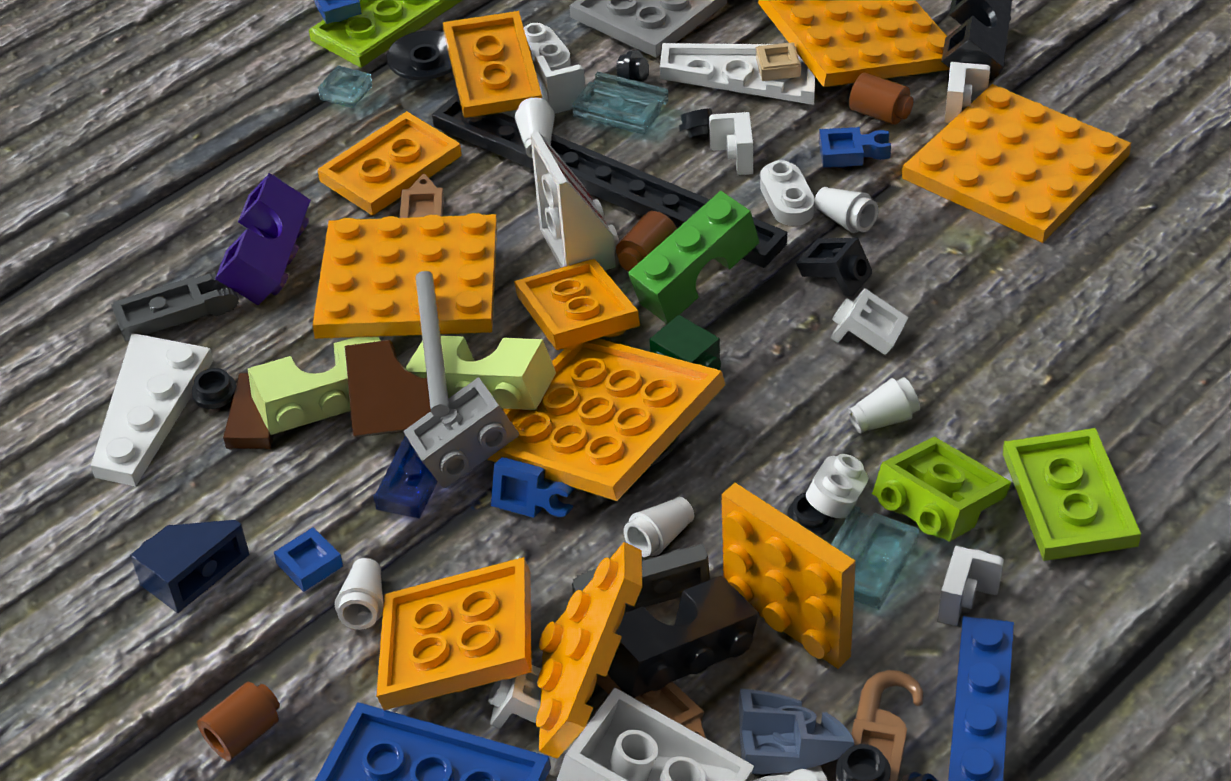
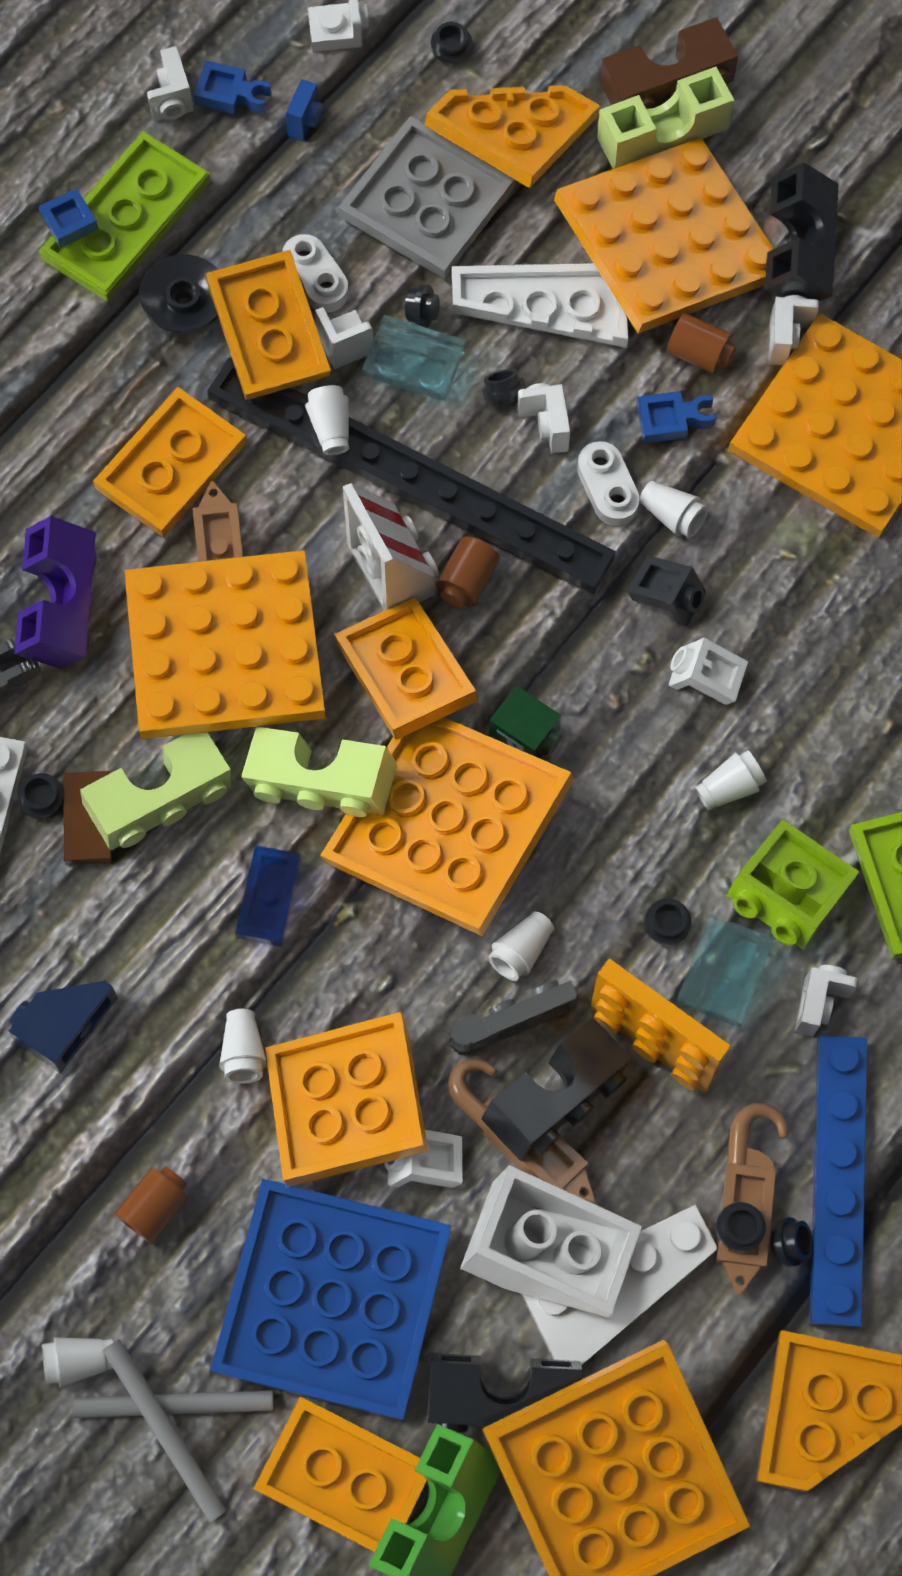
camera: 10 degrees left, 25 degrees up
(308, 559) = (181, 1009): blue plate -> none
(345, 86) = (98, 344): clear light blue plate -> none
(382, 390) = (230, 811): reddish brown tile -> none
(432, 344) = (271, 756): light grey bar -> none
(463, 437) = (313, 857): light grey bracket -> none
(522, 489) = (385, 913): blue plate -> none
(582, 647) = (474, 1132): light orange plate -> none
(669, 273) = (505, 618): bright green arch -> none
(778, 61) = (585, 297): tan tile -> none
(784, 736) = (663, 1180): sand blue brick -> none
(837, 485) = (692, 892): white plate -> none

